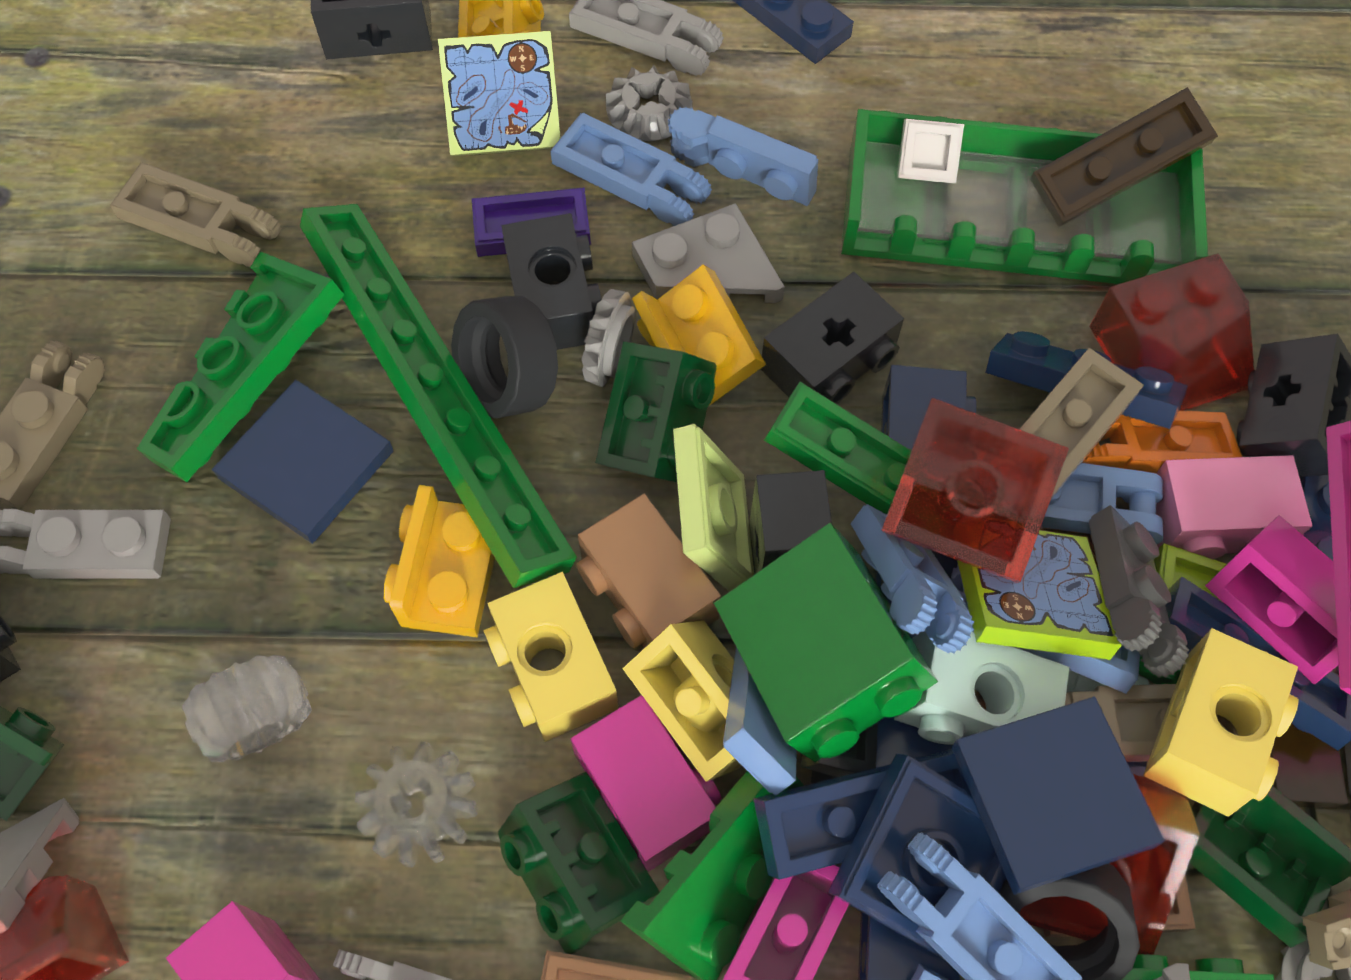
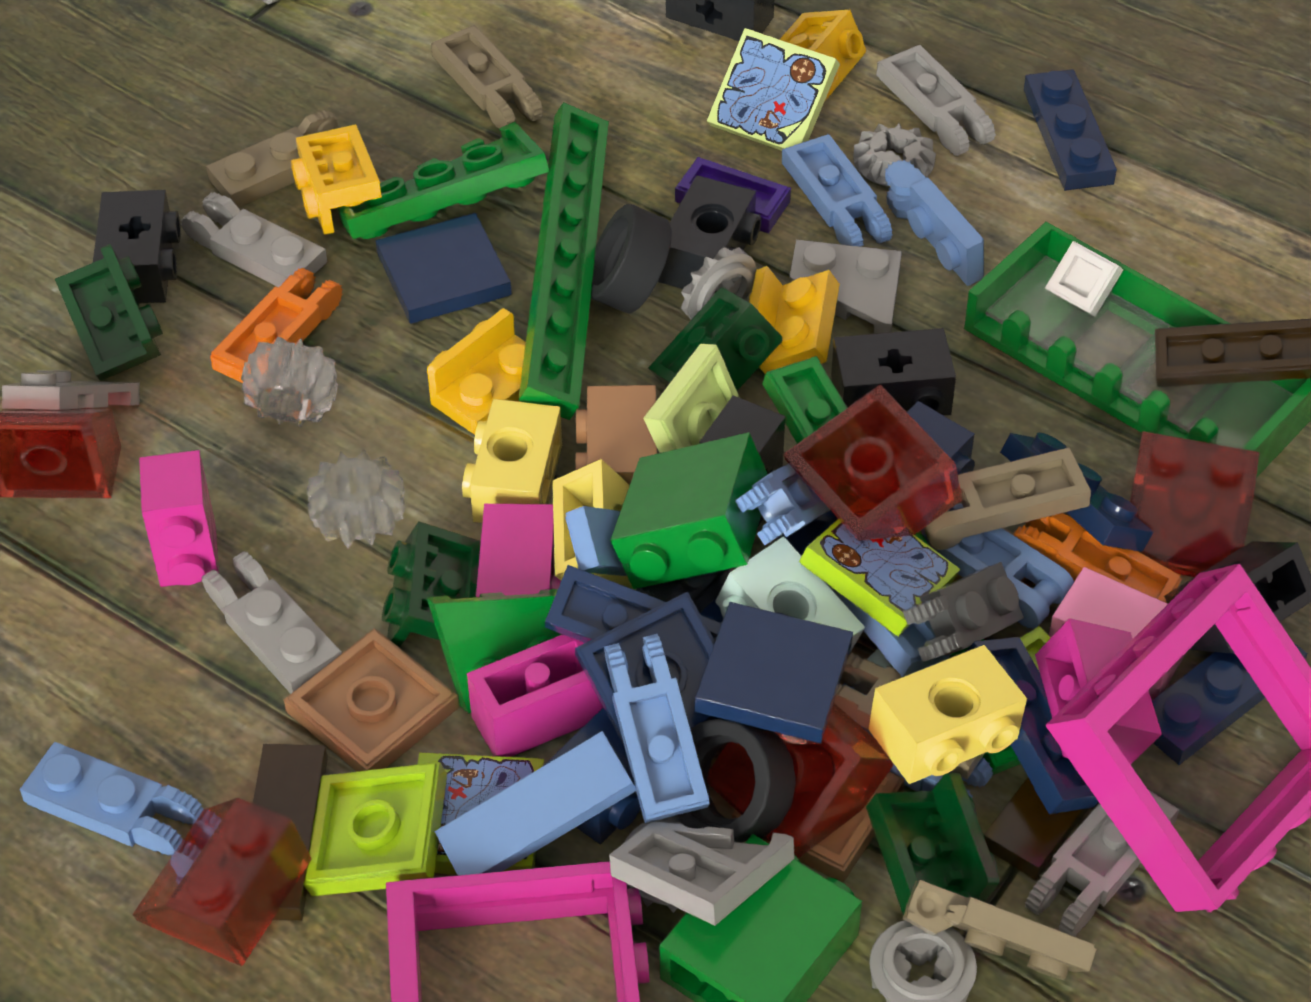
camera: 35 degrees right, 15 degrees down
(116, 415) = (333, 173): none -> yellow bracket
(173, 638) = (279, 314): none -> orange hinge

